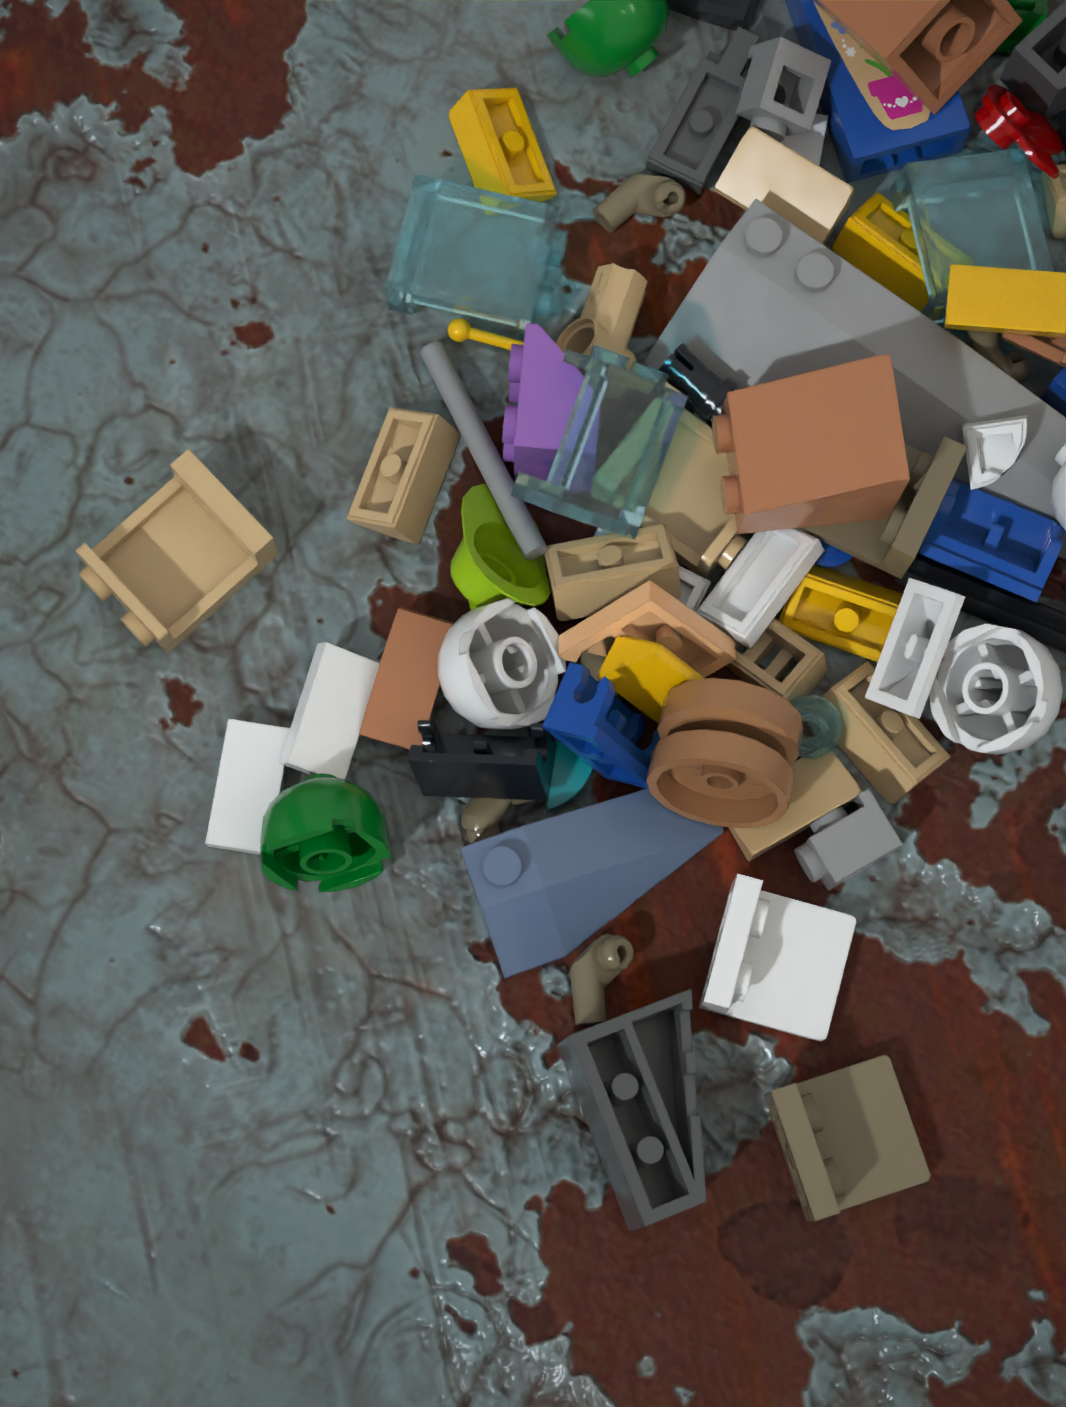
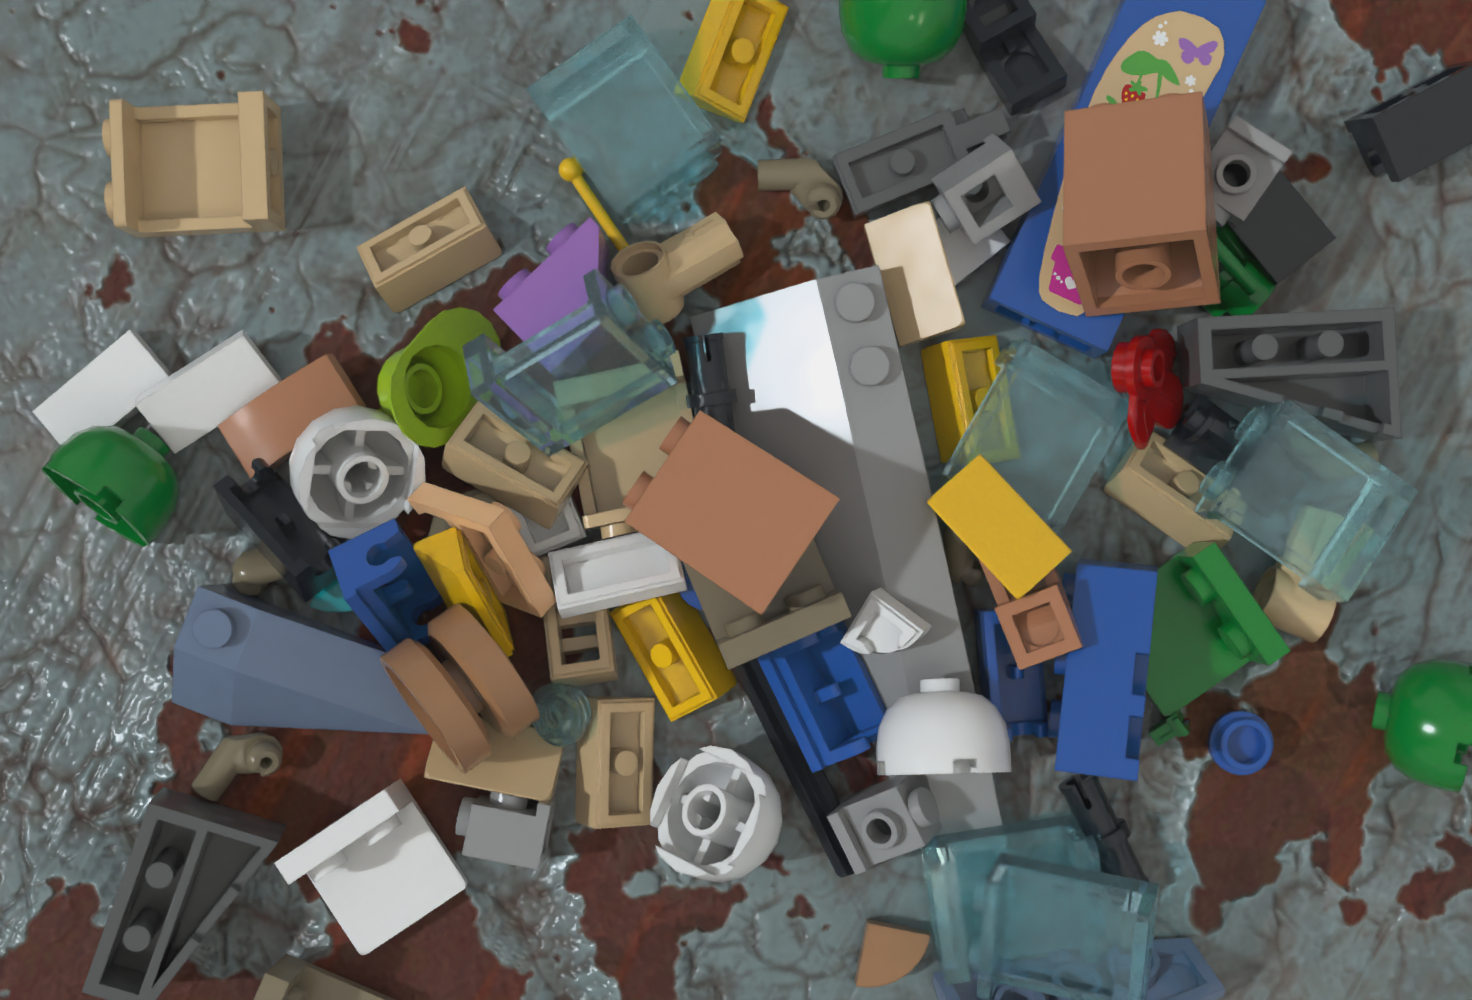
camera: 45 degrees right, 10 degrees up
(483, 450) = (505, 263): light grey bar -> none
(914, 647) = (681, 729): white slope -> none

